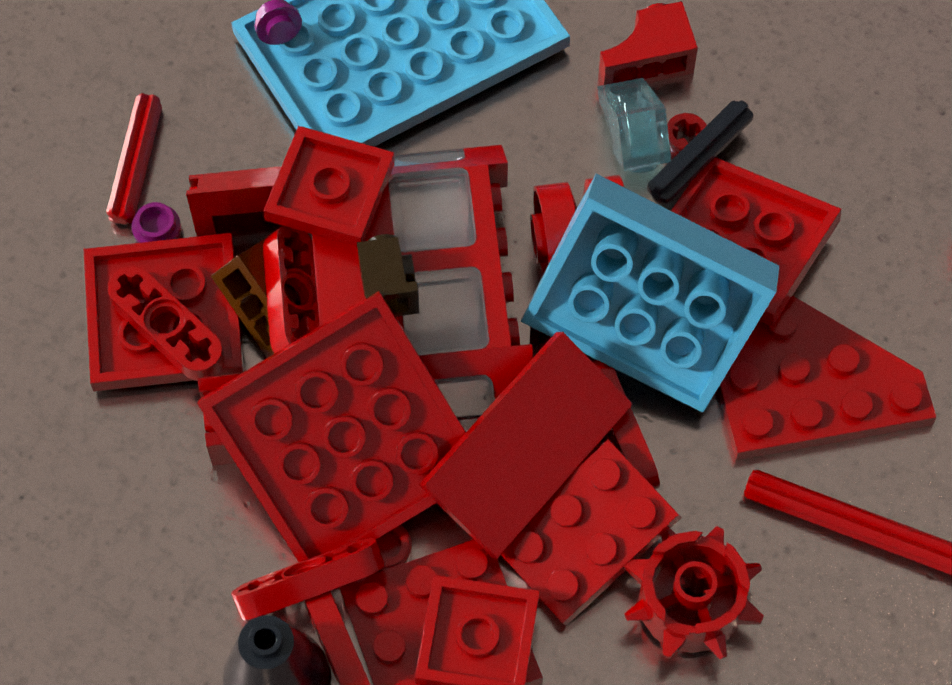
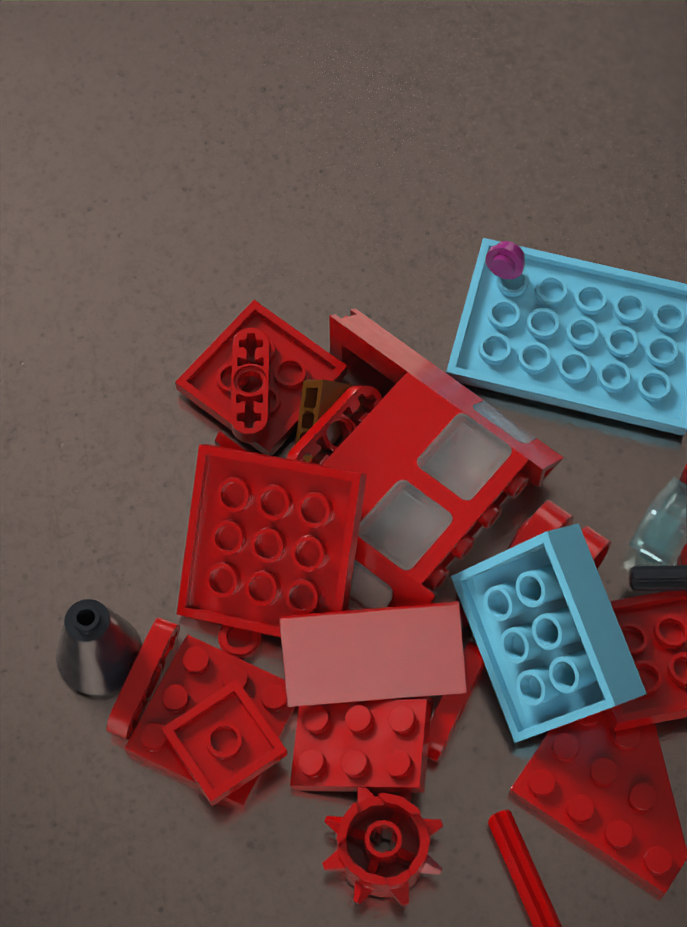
camera: 45 degrees right, 0 degrees up
(134, 159) = (342, 272): red axle -> none
(156, 223) = (312, 322): magenta plate -> none
(308, 578) = (170, 612): red beam -> none
(329, 186) = (413, 385): red plate -> none
(390, 273) = (386, 469): dark brown brick -> none

